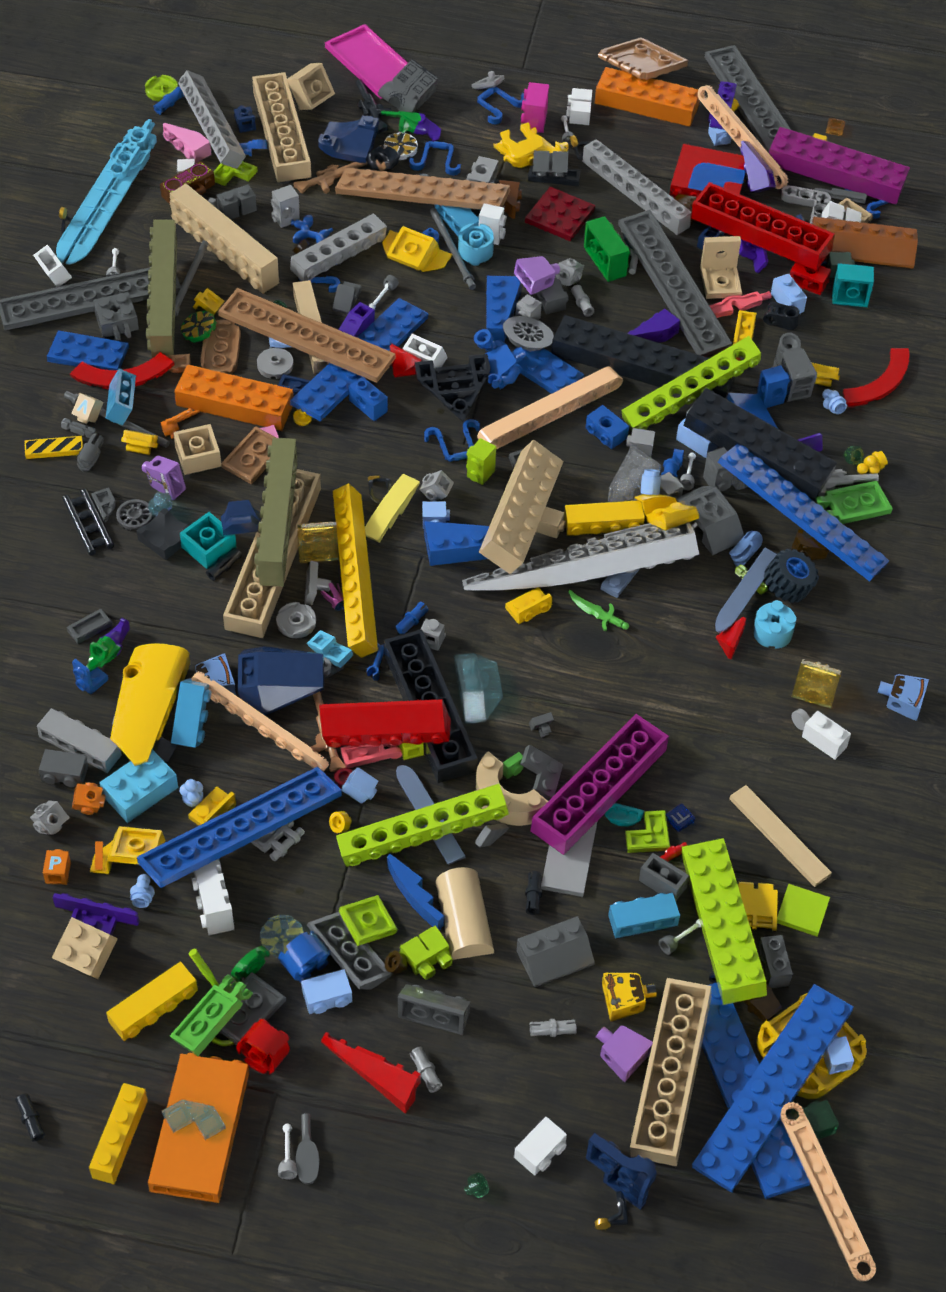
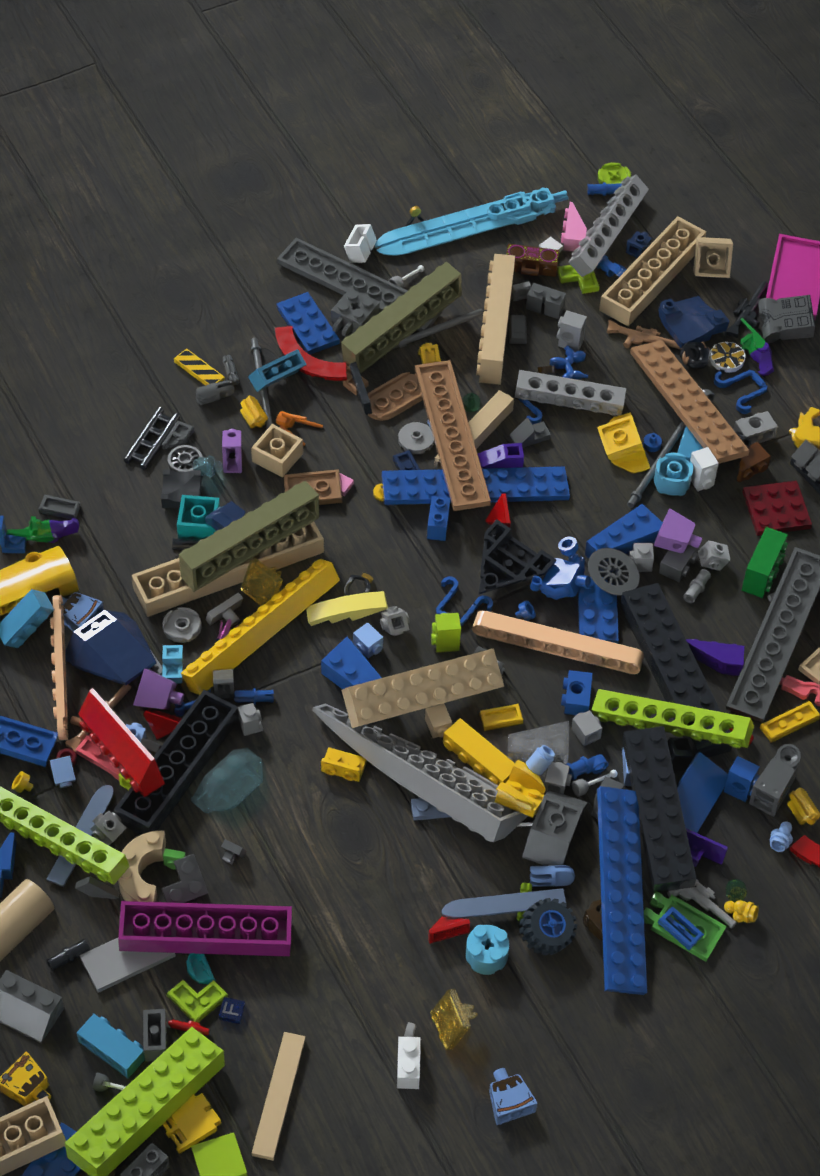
camera: 50 degrees right, 0 degrees up
(87, 408) = (249, 359): tan brick -> none
(195, 358) = (361, 390): none -> black tile
(198, 326) = (398, 367): tile -> none
(234, 397) = (351, 436): orange brick -> none
(349, 674) = (157, 691): none -> medium lavender torso
(378, 691) = (161, 722): none -> red slope
(386, 625) = (223, 683): none -> dark grey slope
(390, 283) = (572, 451): hinge -> none
(425, 350) = (521, 520): white brick -> none
(443, 788) = (107, 827): none -> light grey brick
(504, 407) = (525, 611): none -> blue tile
(580, 485) = (501, 717): none -> yellow tile
(598, 612) = (383, 817): bright green piece -> none
(859, 507) = (680, 933): none -> blue tile

